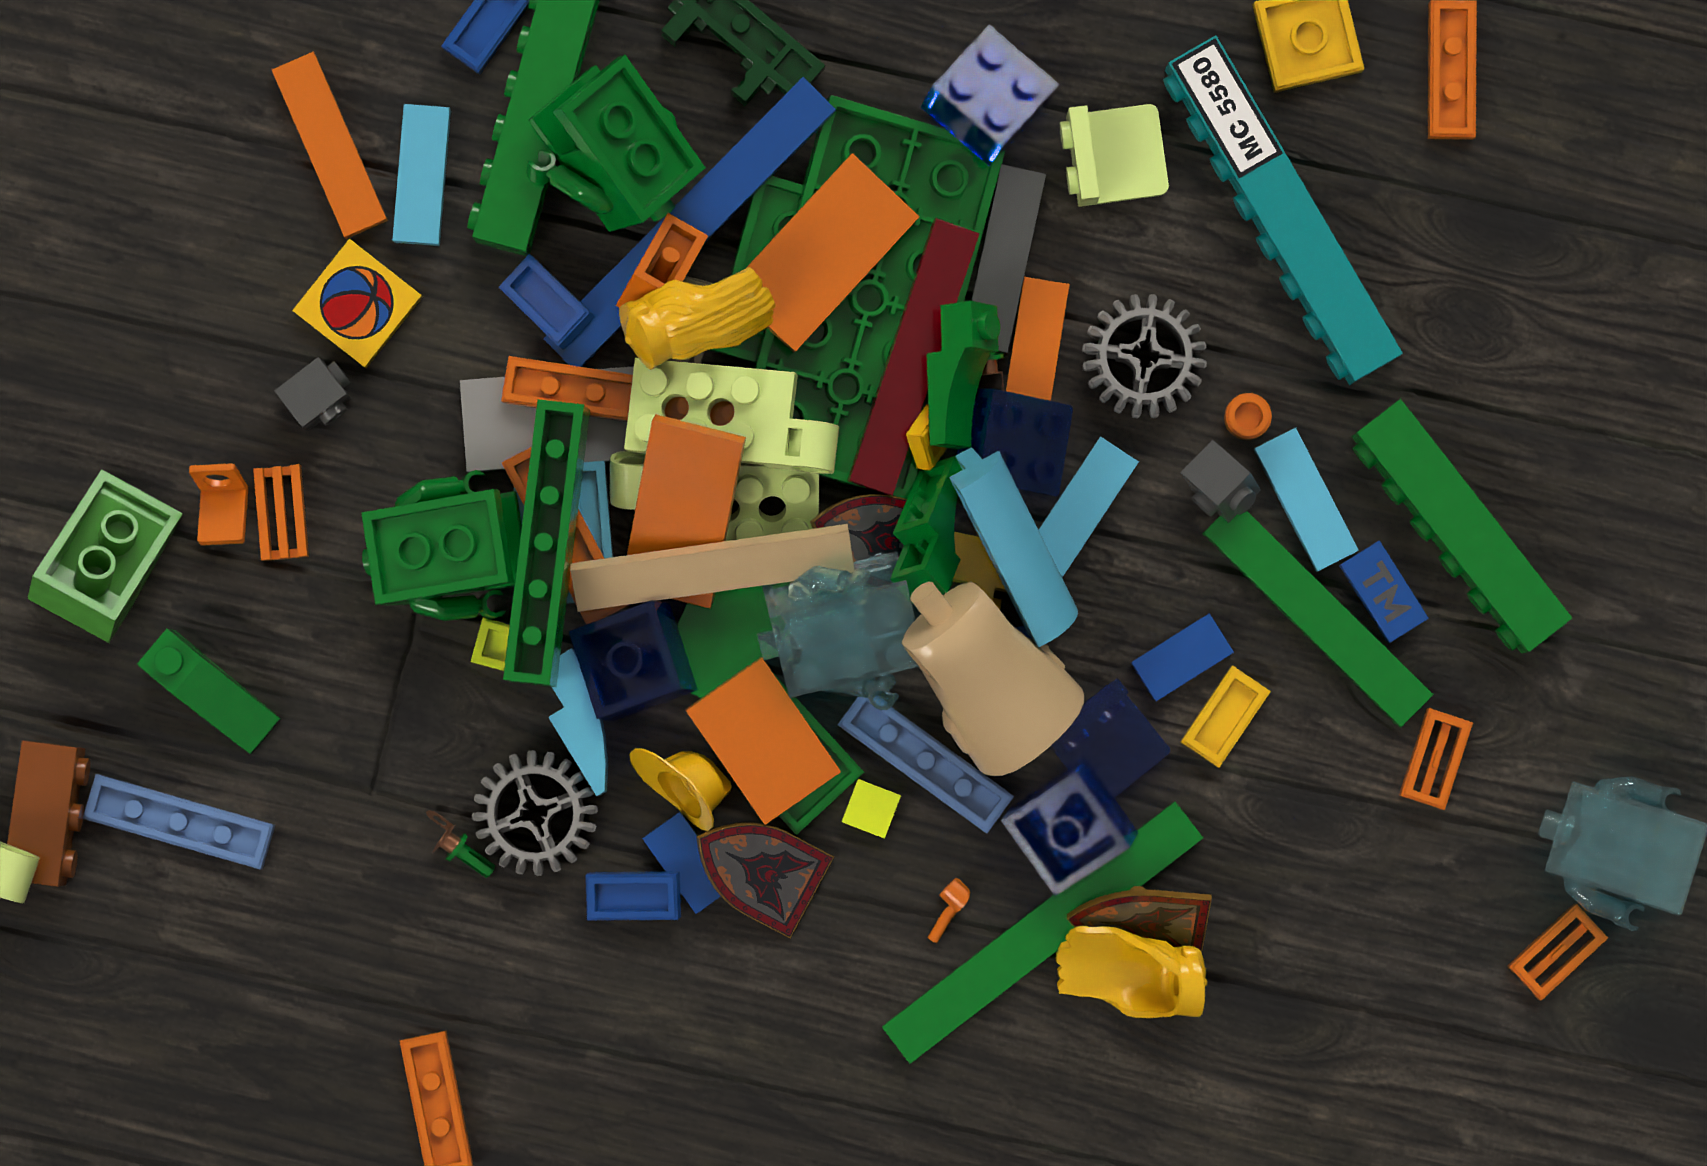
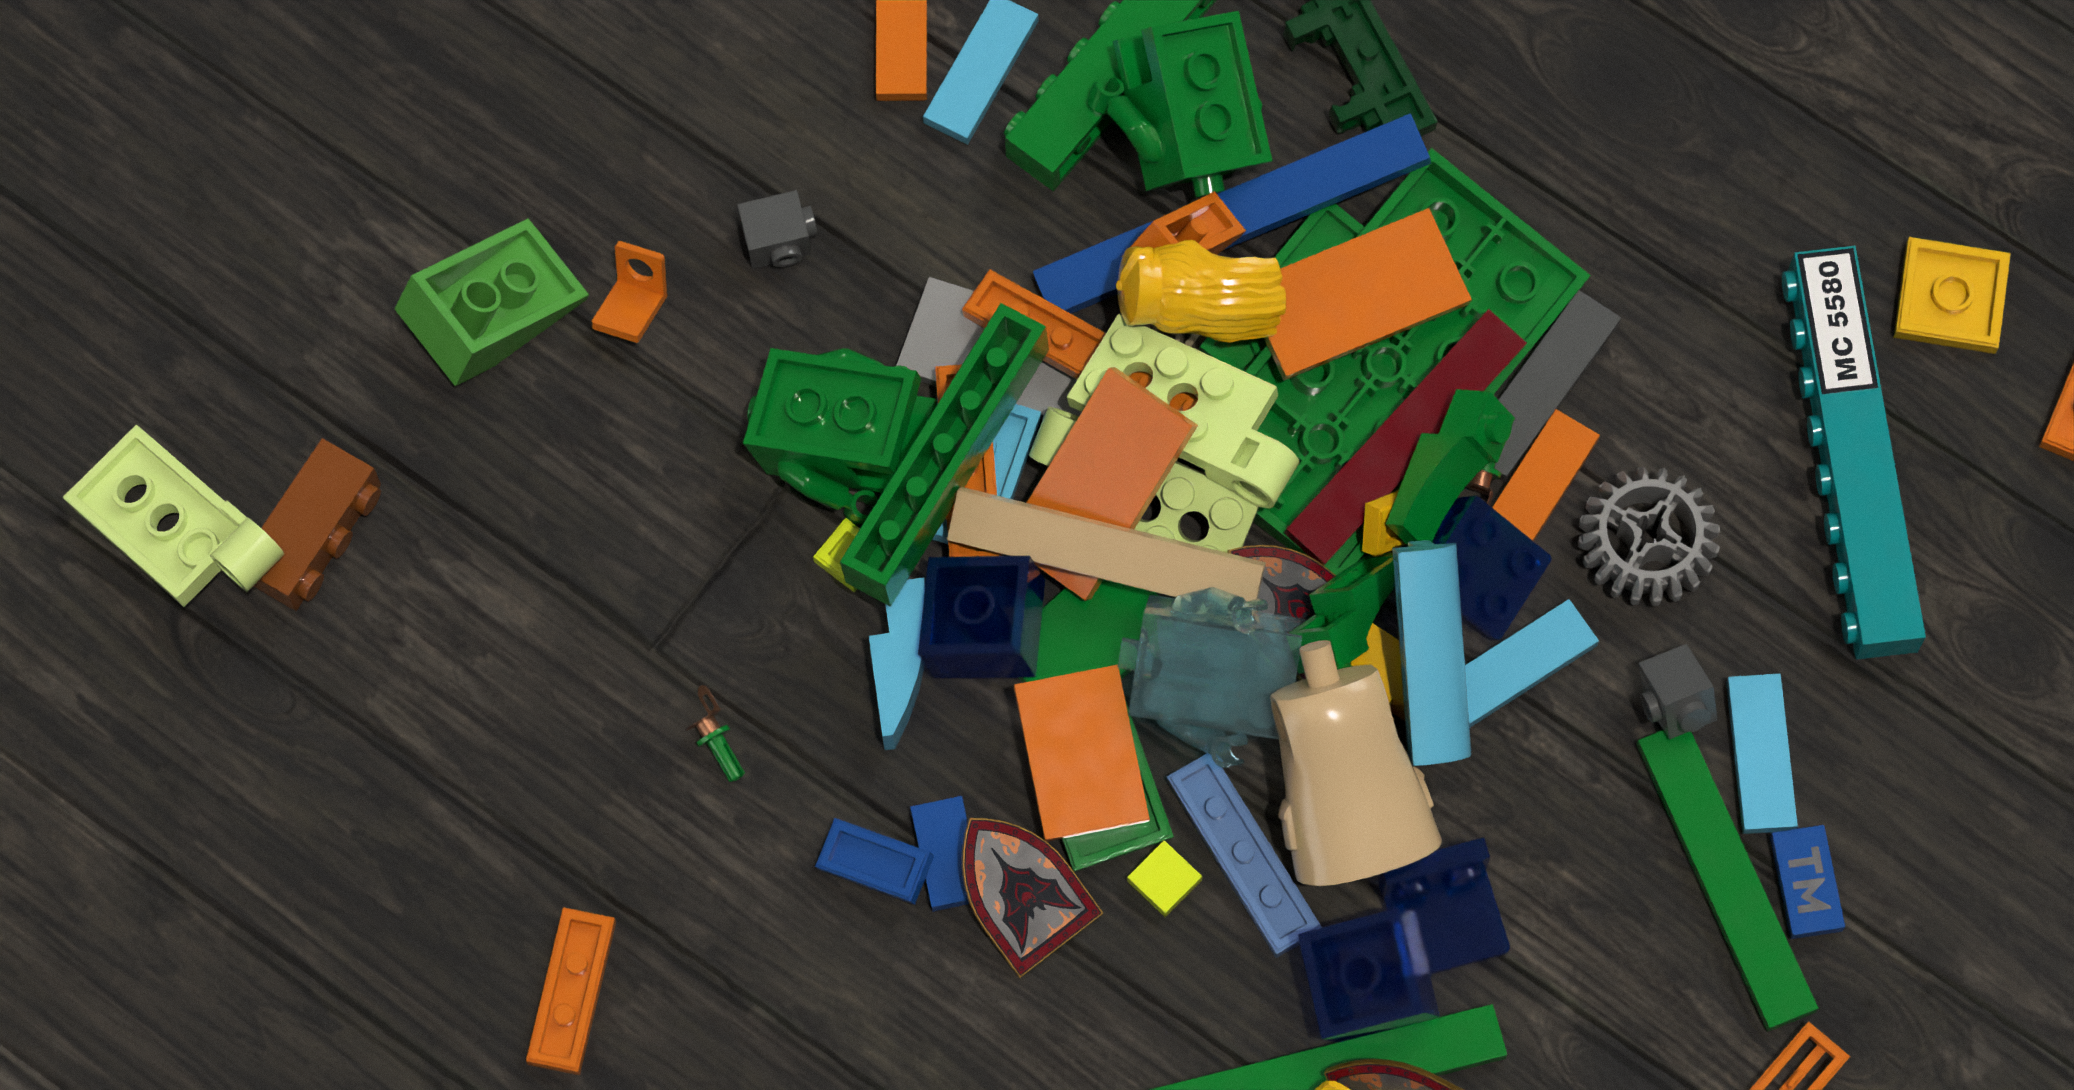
camera: 30 degrees right, 15 degrees down
(179, 821) = (441, 594): medium blue tile -> none
(208, 690) = (532, 472): green slope -> none
(277, 474) = (701, 295): orange tile -> none
(357, 303) = (859, 164): tile -> none
(499, 827) = (831, 731): light grey gear -> none
(546, 301) = (1052, 235): blue tile -> none
(686, 781) = (978, 763): yellow piece -> none
(956, 896) = (1216, 1008): orange hand -> none
(989, 95) = (1594, 213): clear blue brick -> none
(1114, 154) = (1700, 326): yellowish green bracket -> none
(1182, 657) = (1562, 860): blue tile -> none
(1225, 716) = (1583, 941): yellow tile -> none
(1247, 416) = (1734, 644): orange tile -> none
(1460, 527) = (1917, 847): green brick -> none

